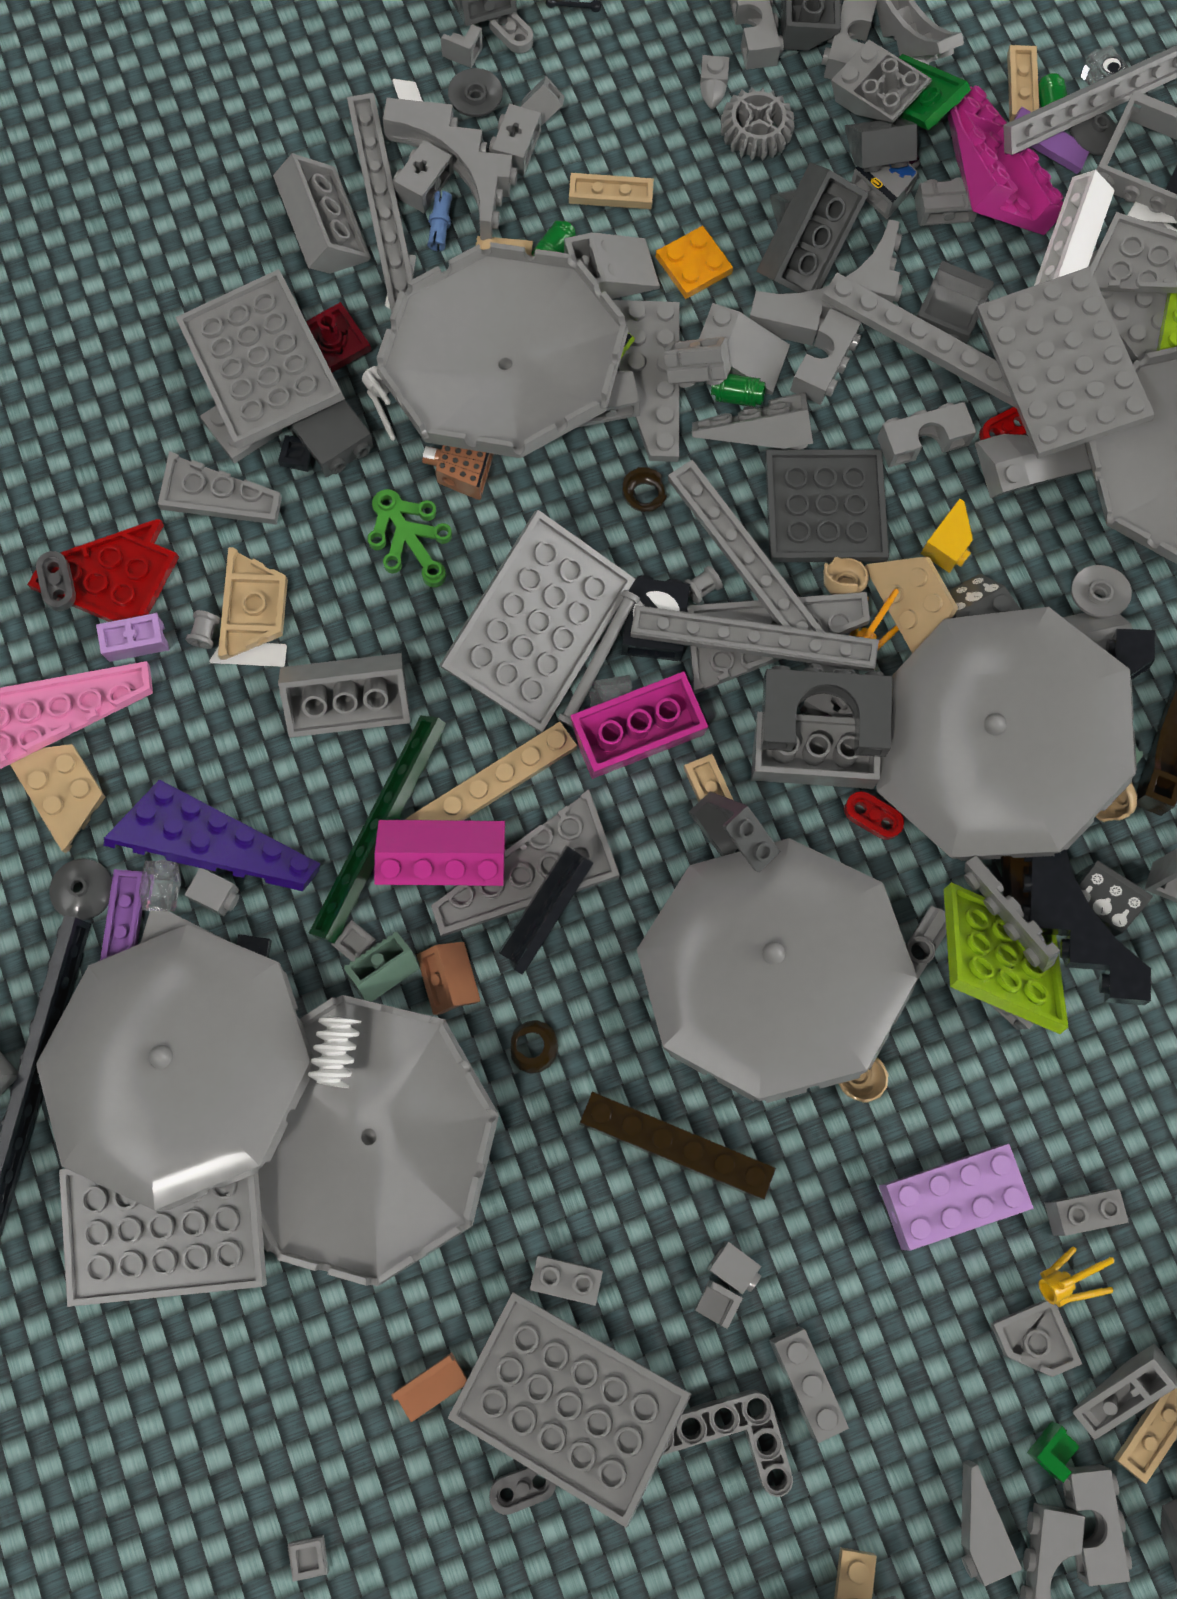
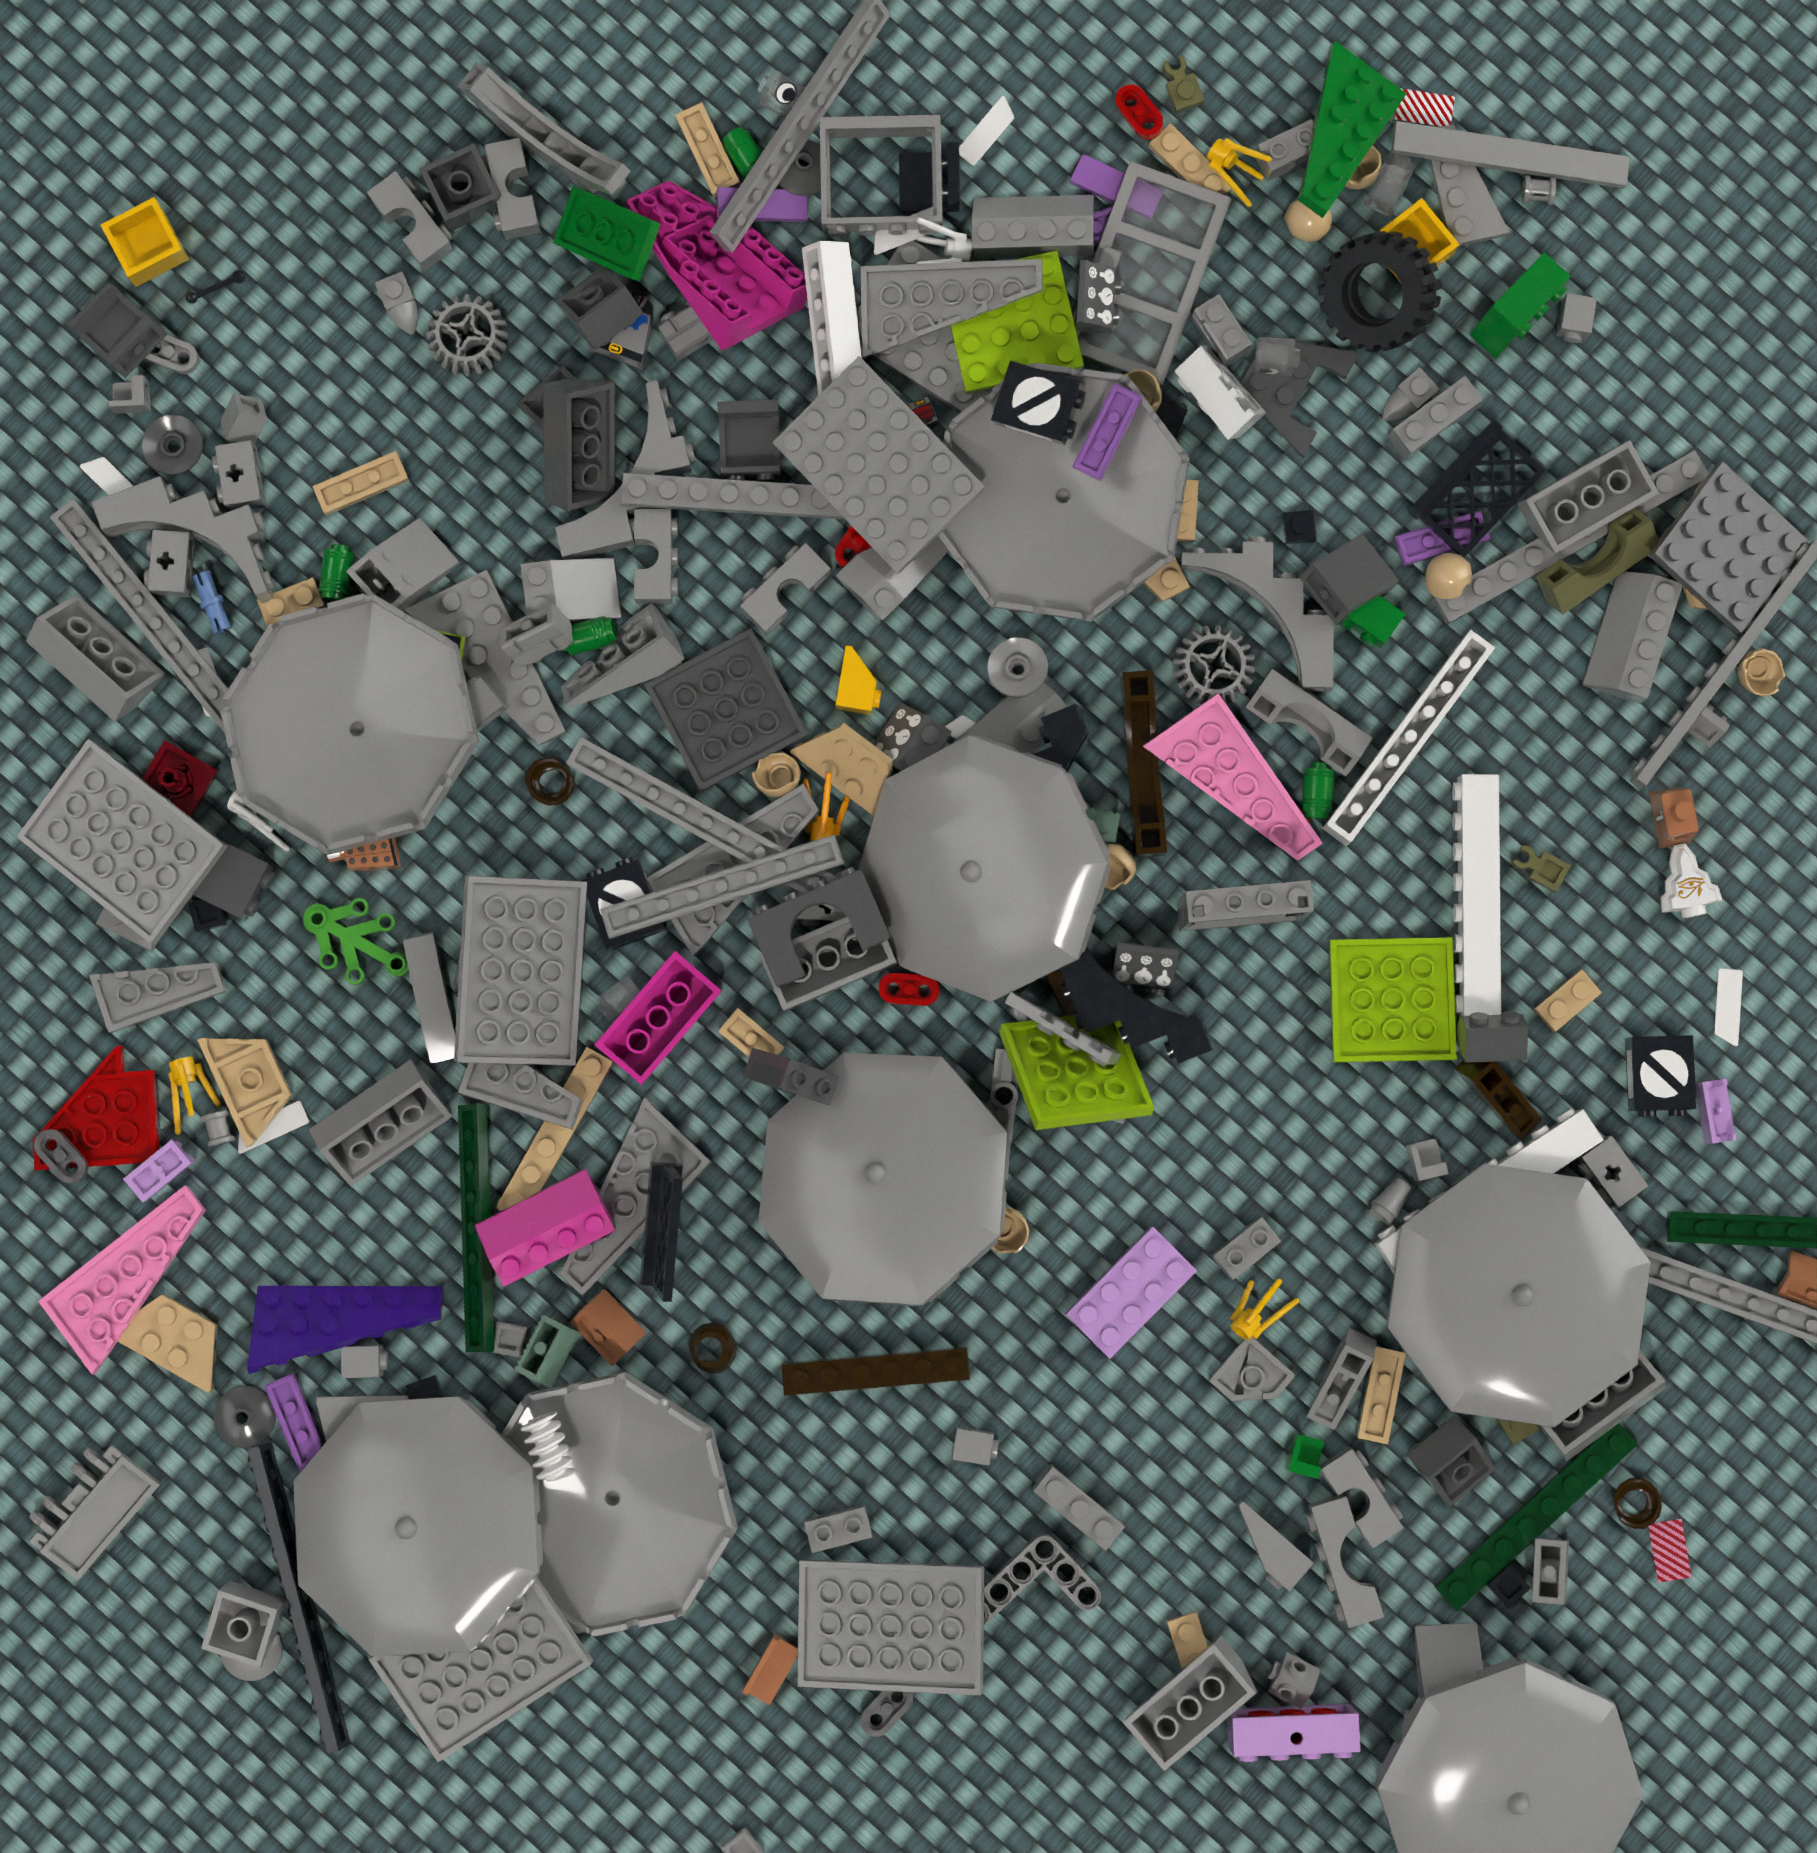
camera: 25 degrees left, 10 degrees up
(159, 885) = (315, 1381): clear brick -> none
(199, 571) = (183, 1074): none -> yellow plant
(447, 610) = (431, 996): none -> light grey slope
(482, 727) = (521, 1091): none -> light grey wing
(599, 656) = (591, 971): light grey bar -> none
(694, 262) = (479, 516): light orange plate -> none
(704, 584) = (650, 848): light grey bush -> none
(718, 1304) = (974, 1481): light grey panel -> none
(877, 84) = (567, 244): light grey slope -> none

